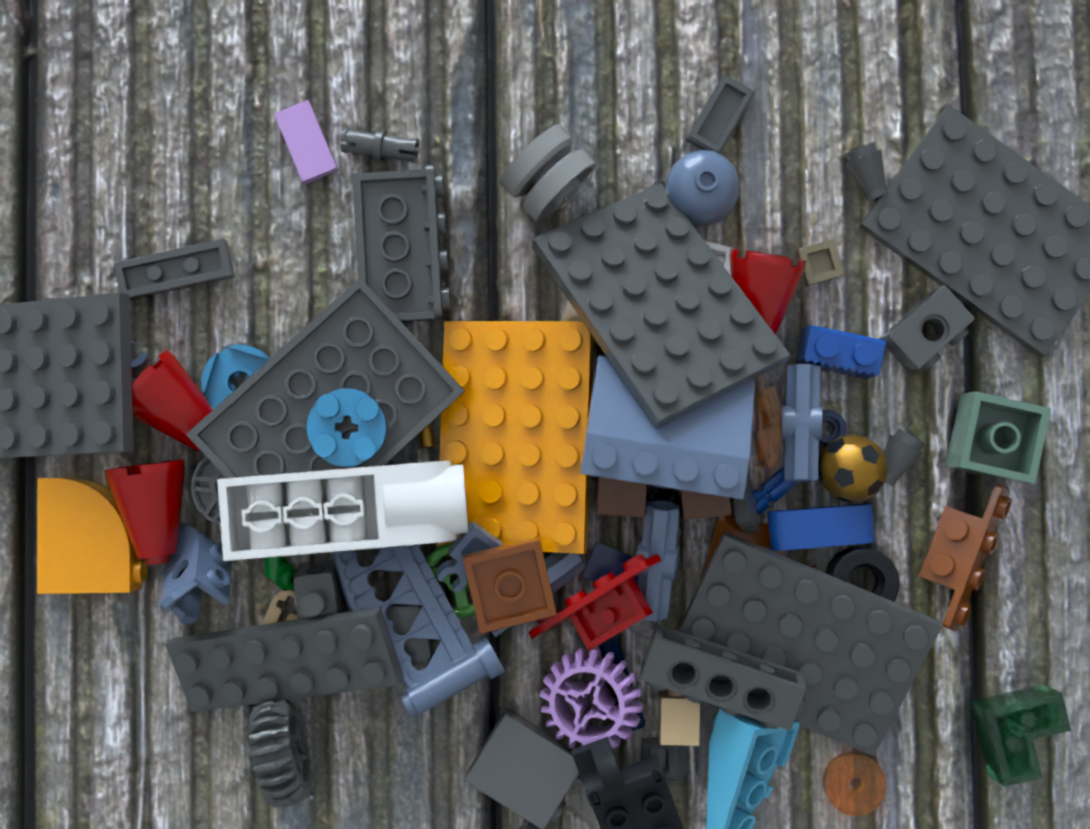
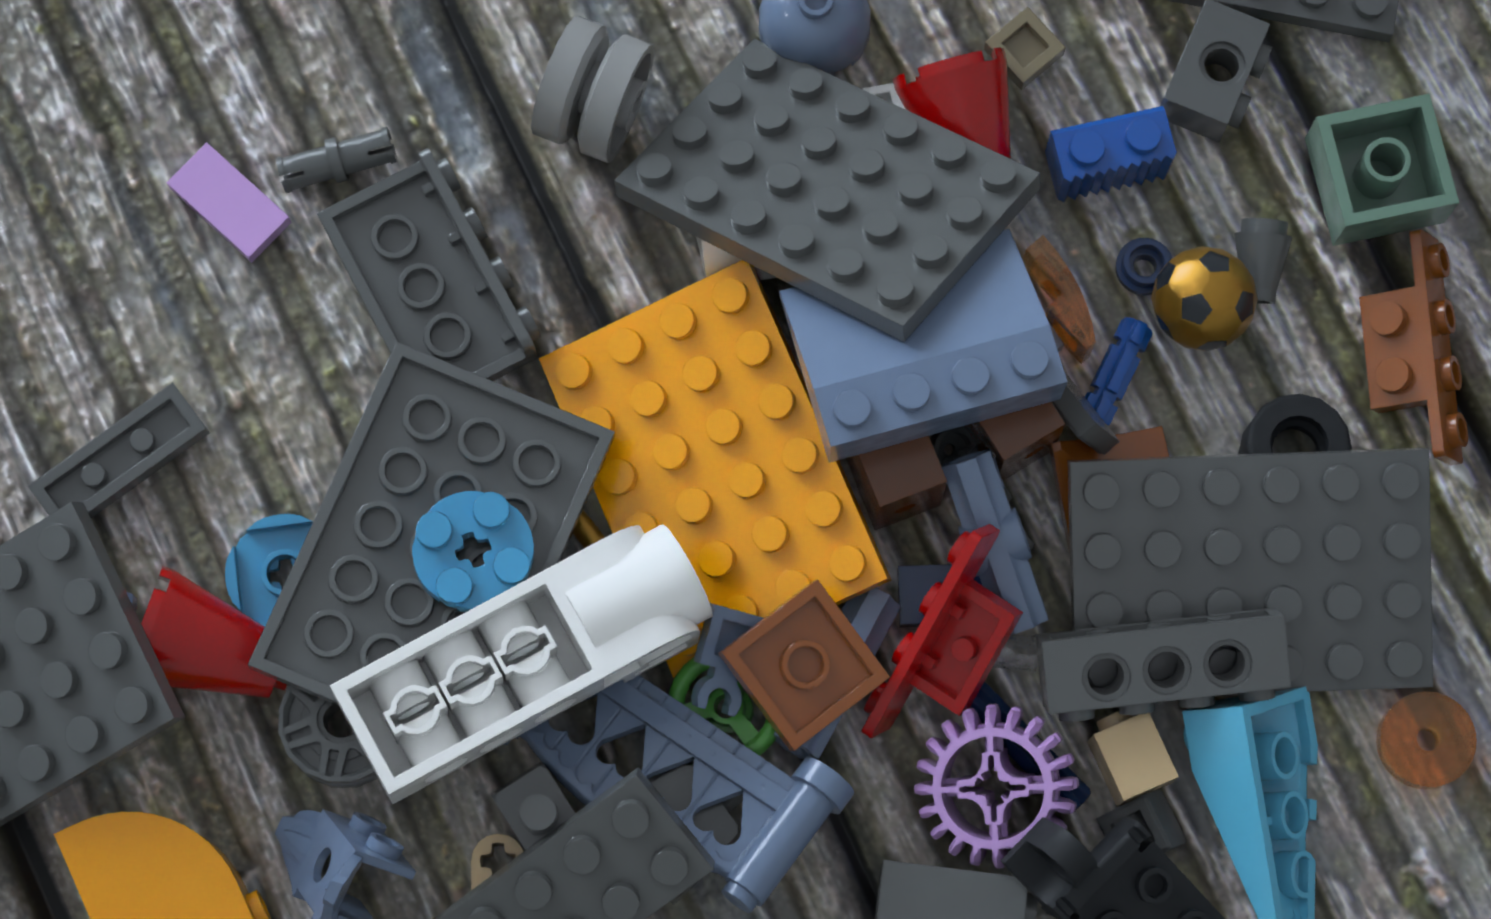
camera: 25 degrees left, 10 degrees down
(150, 506) = (234, 799): red cone -> none
(280, 572) = (459, 816): green arm -> none
(802, 423) = (1105, 268): sand blue piece -> none
(821, 527) = (1200, 399): blue beam -> none

